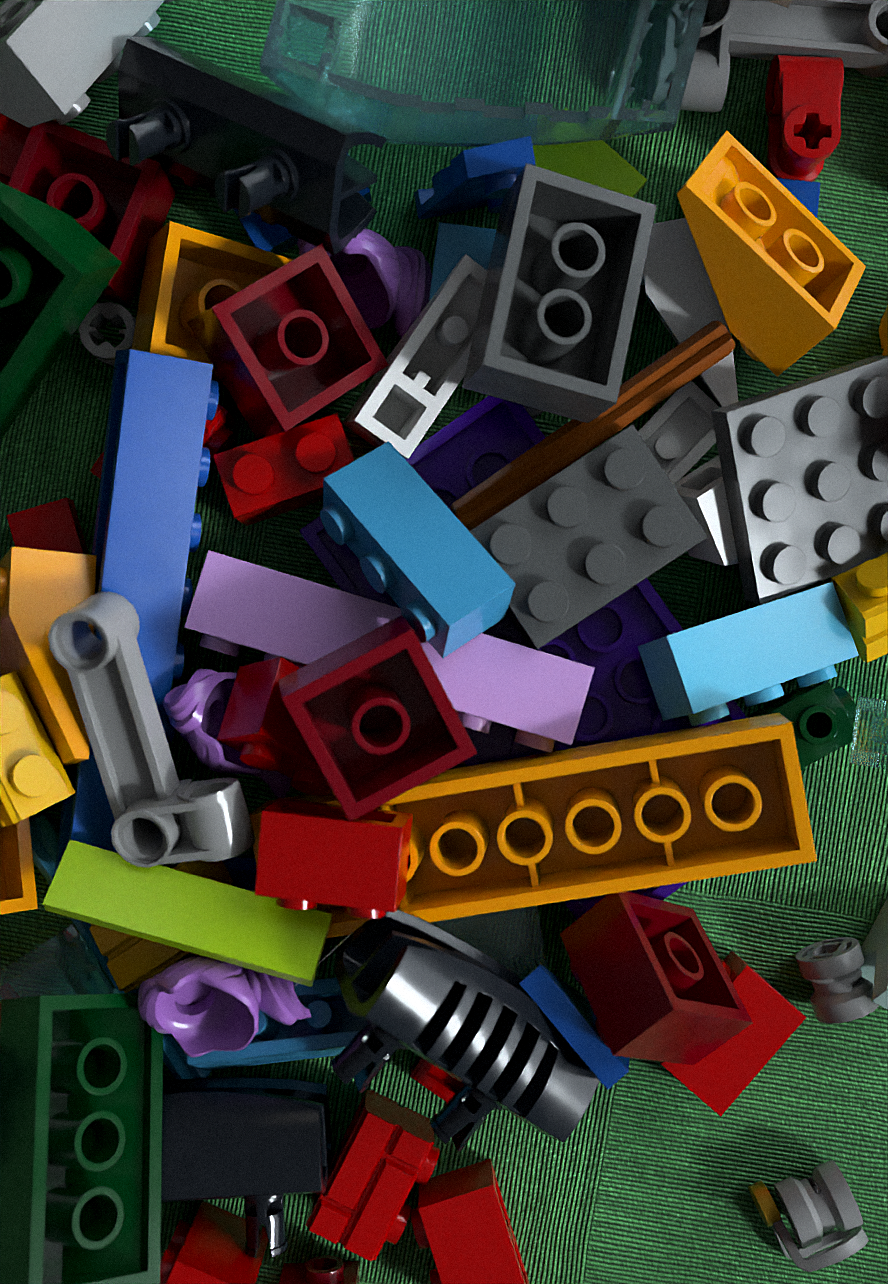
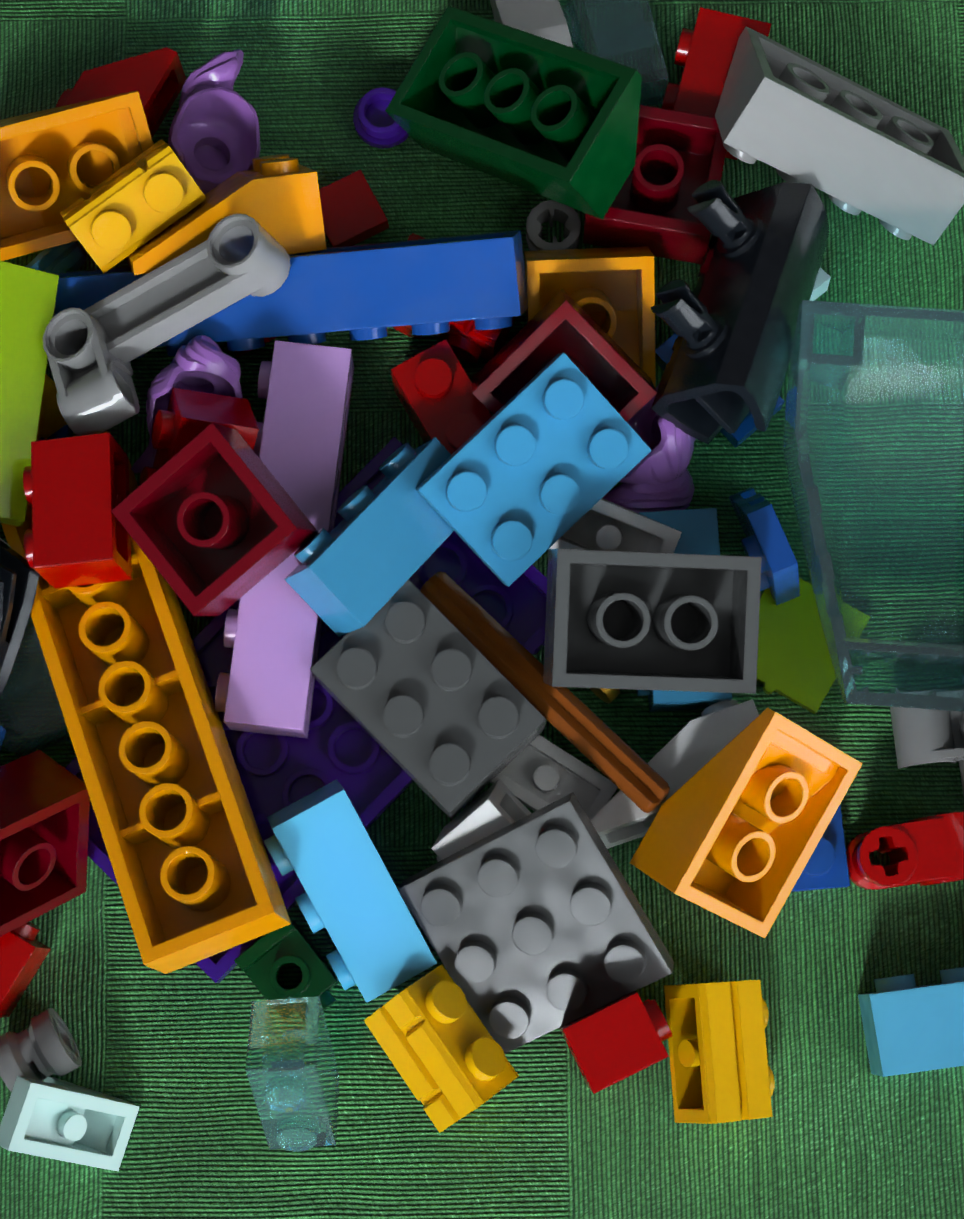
camera: 85 degrees right, 10 degrees down
(377, 382) = (534, 469): none -> dark azure plate

